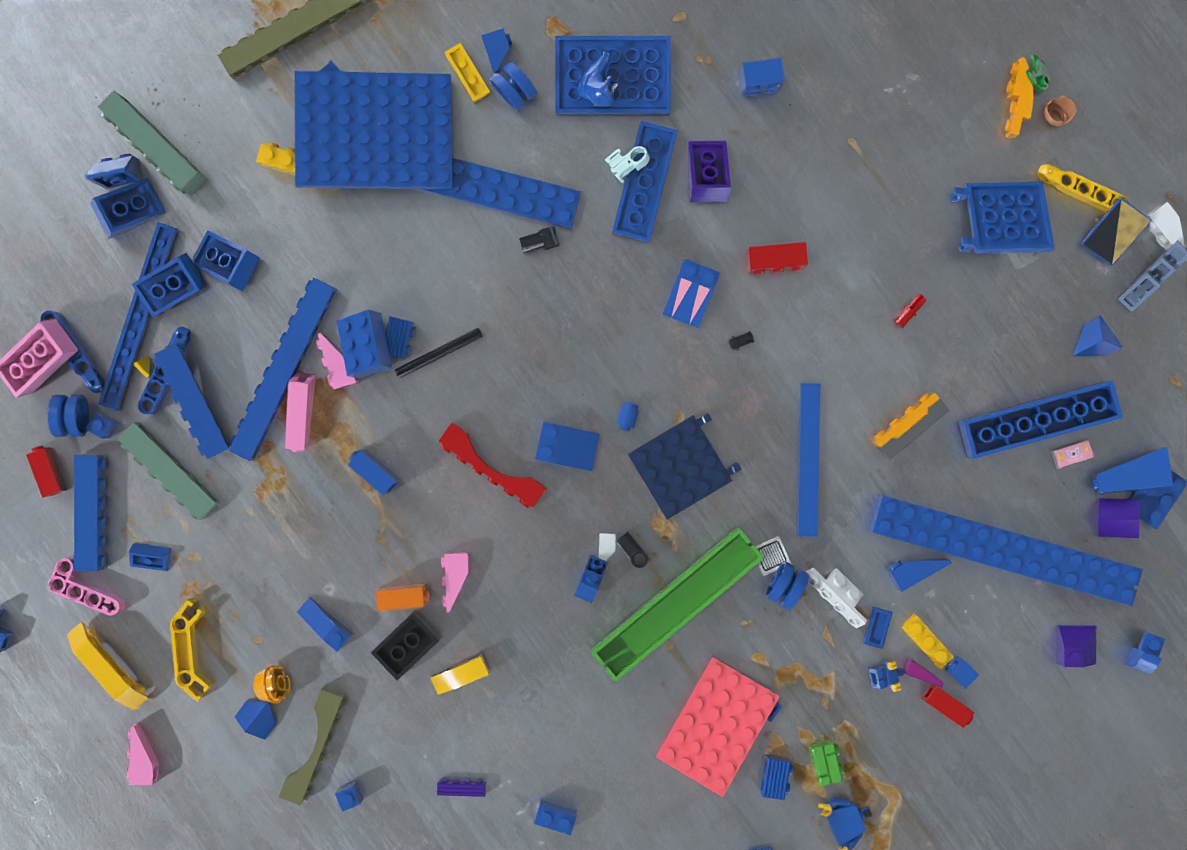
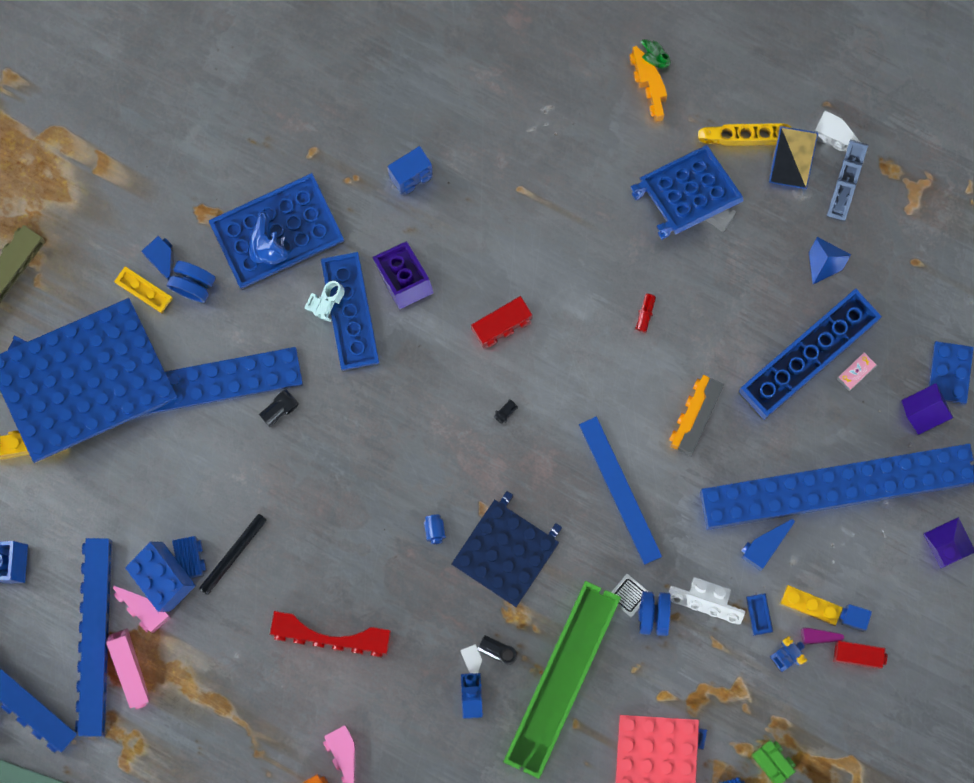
camera: 25 degrees left, 10 degrees down
(373, 471) = (222, 690): blue brick -> none
(567, 446) = (391, 583): blue slope -> none
(691, 293) = (439, 390): blue slope -> none
(1060, 111) = (691, 77): nougat hair -> none
(1142, 473) = (921, 362): blue slope -> none

